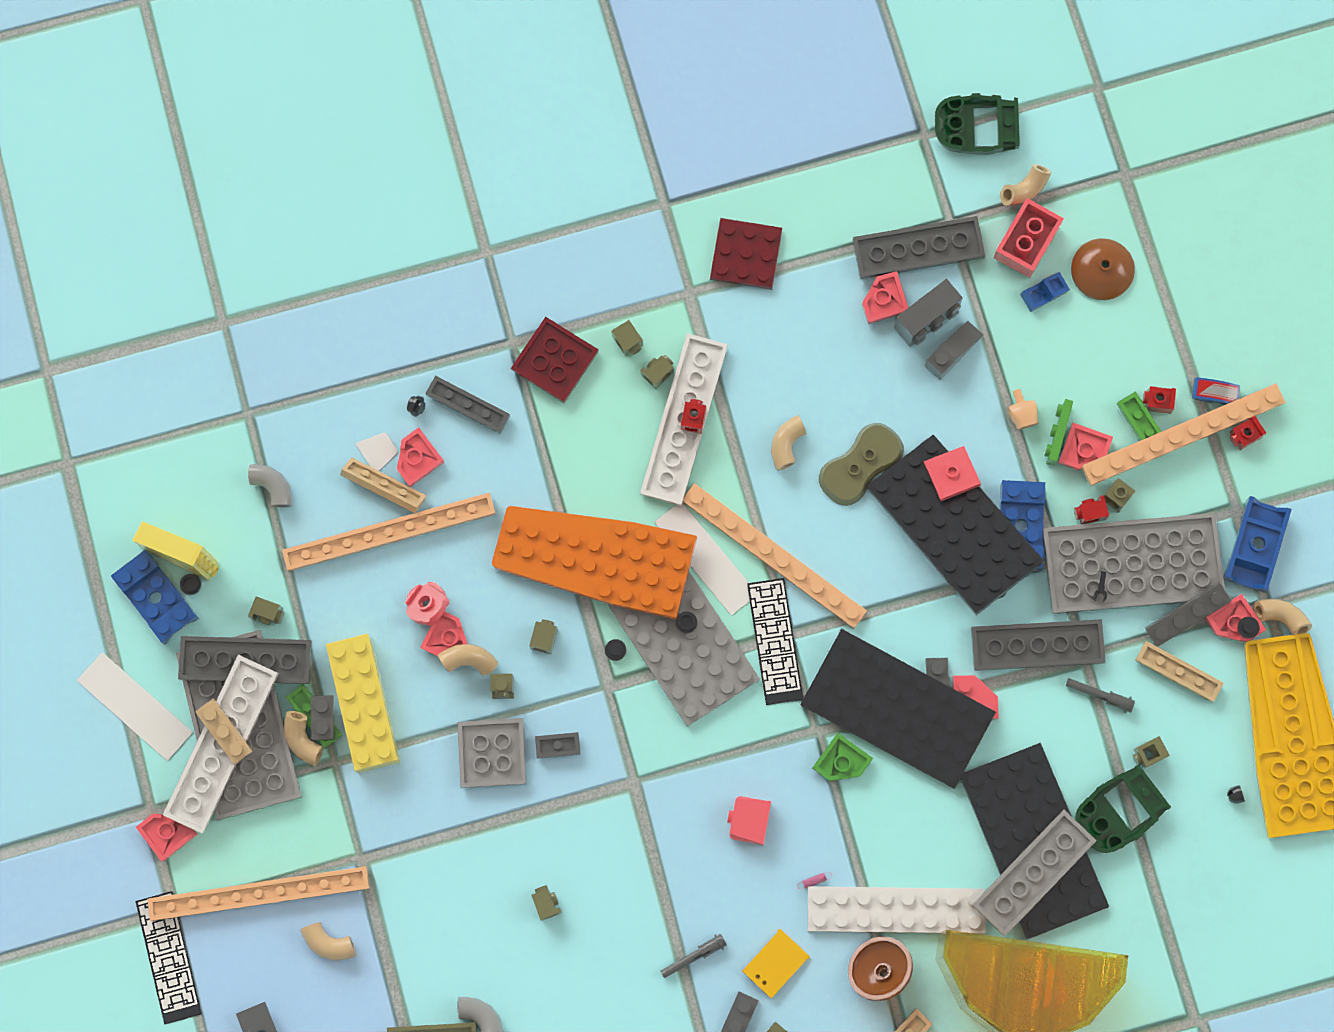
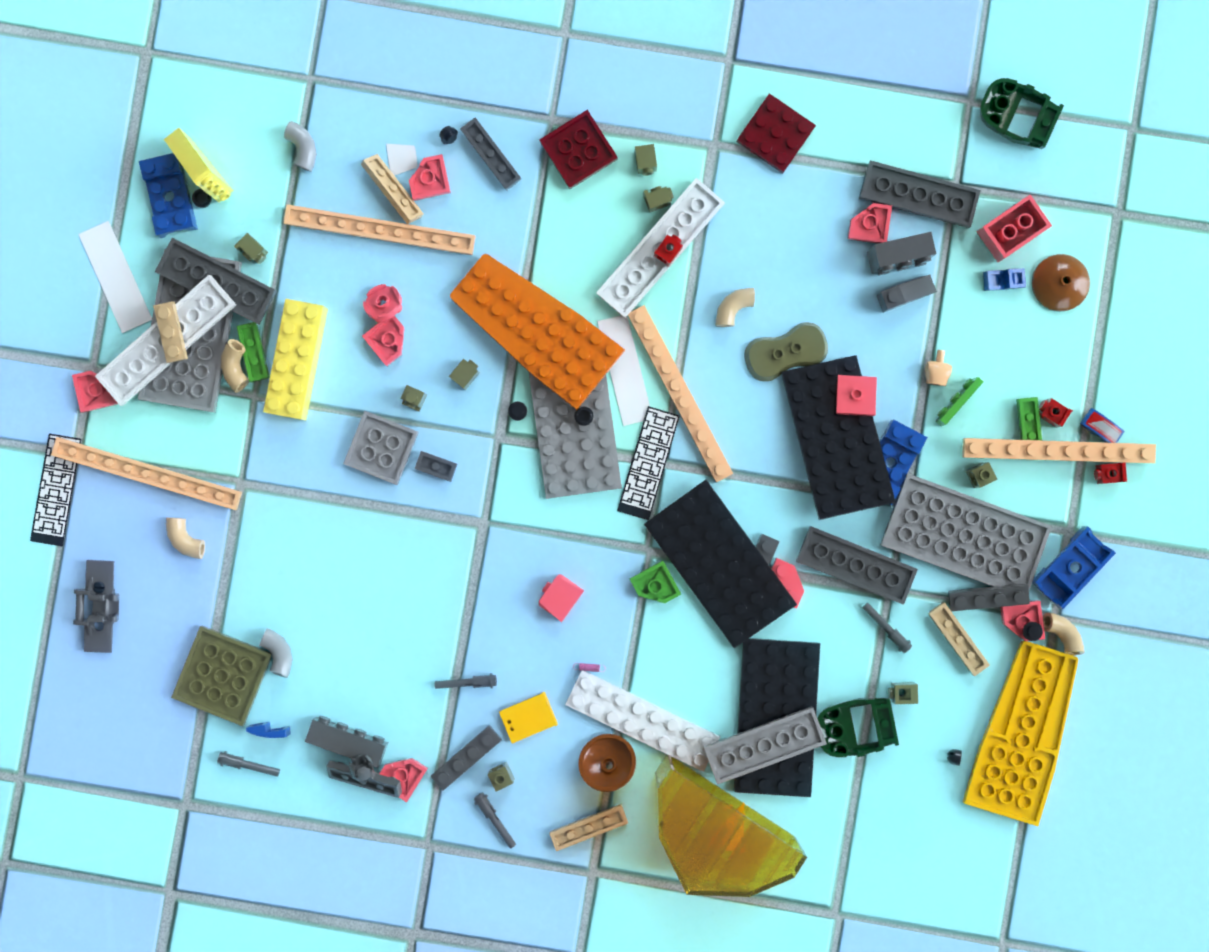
camera: 20 degrees right, 10 degrees up
(322, 717) = (257, 357): dark grey plate -> none
(468, 656) = (397, 361): tan cylinder -> none
(545, 903) = (368, 587): olive brick -> none
(1027, 188) = (1035, 186): tan cylinder -> none
(1083, 446) = (973, 422): coral plate -> none
(1092, 511) = (953, 477): red brick -> none
(1101, 587) = (930, 544): black hand -> none

